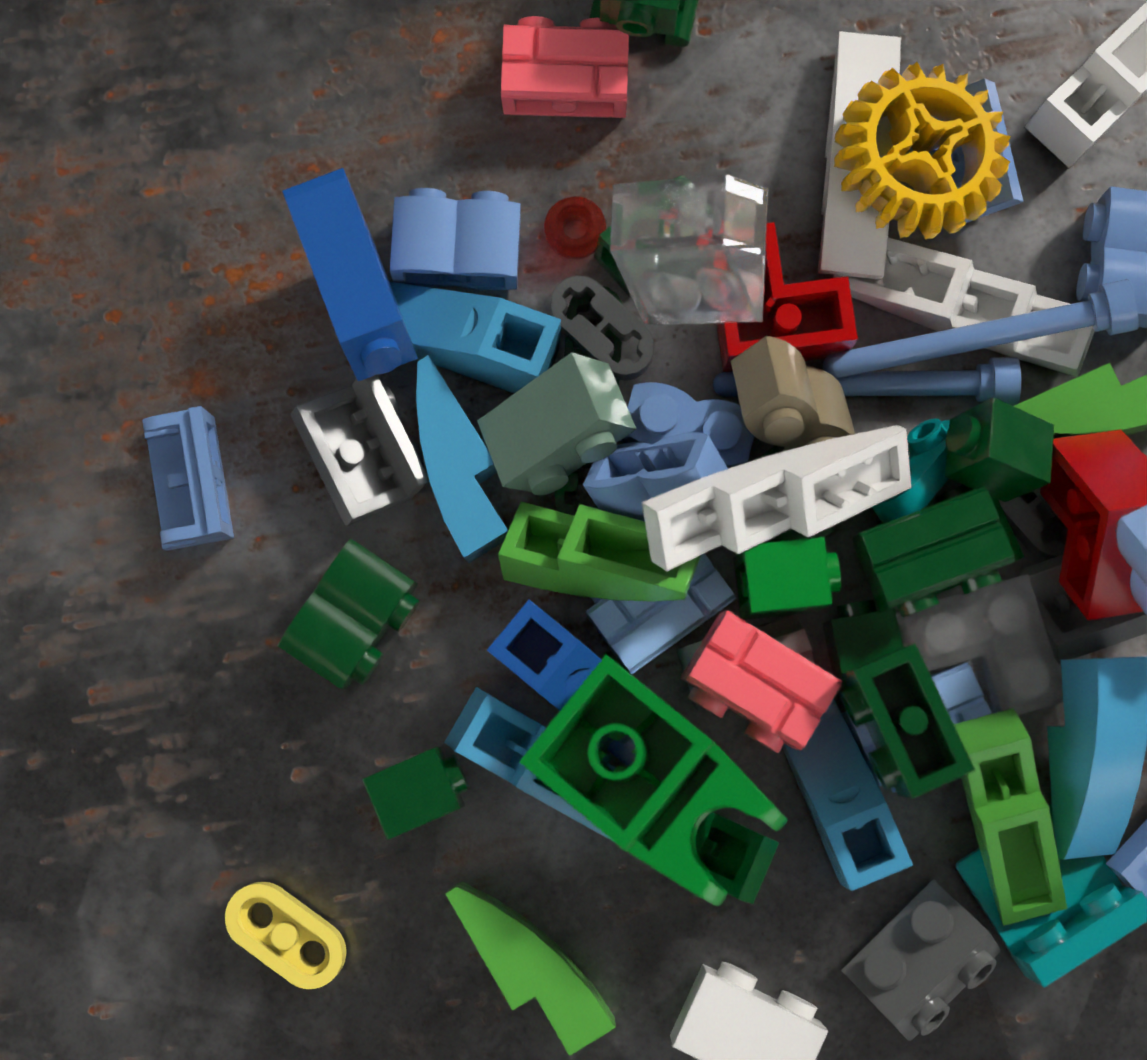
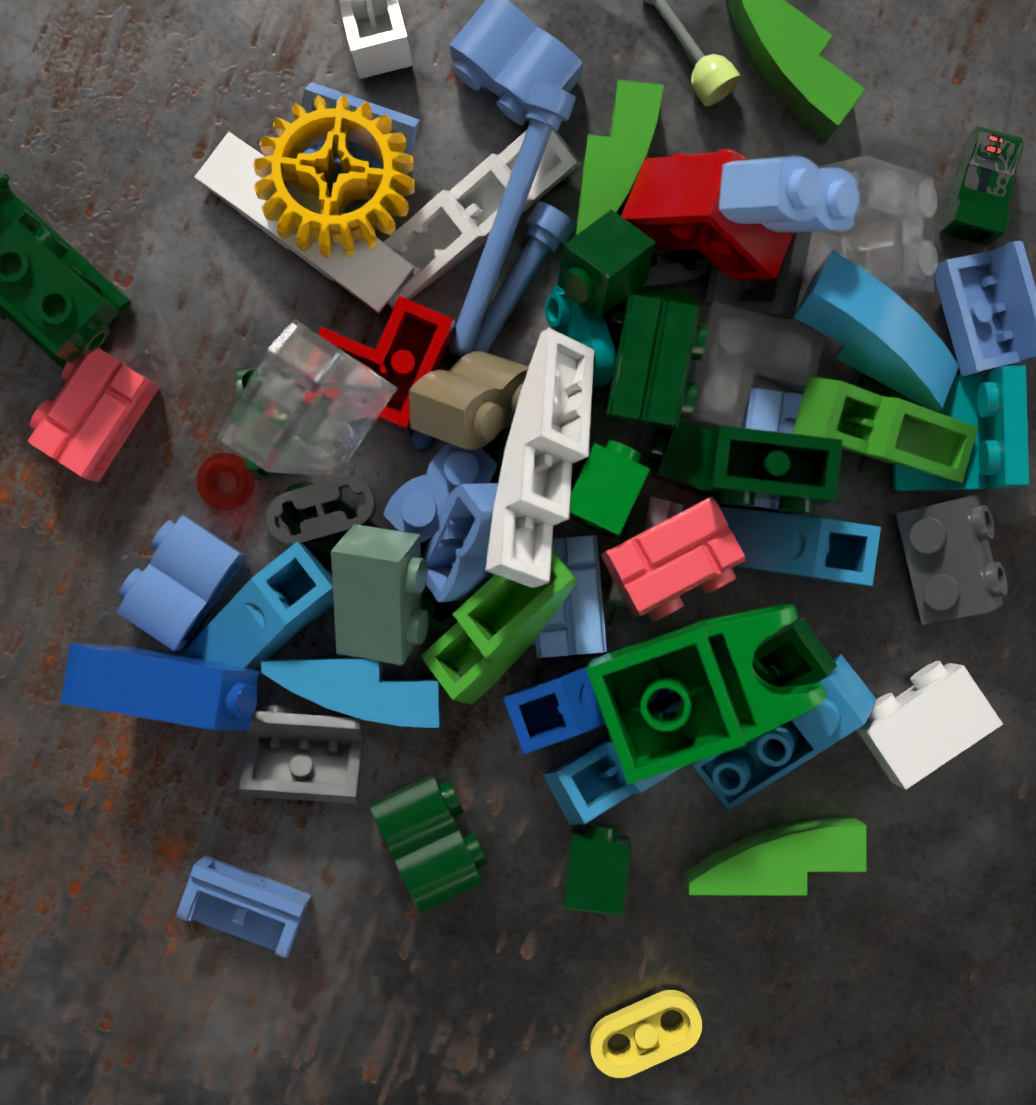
camera: 65 degrees left, 5 degrees up
(647, 900) = (770, 756): none -> dark azure slope

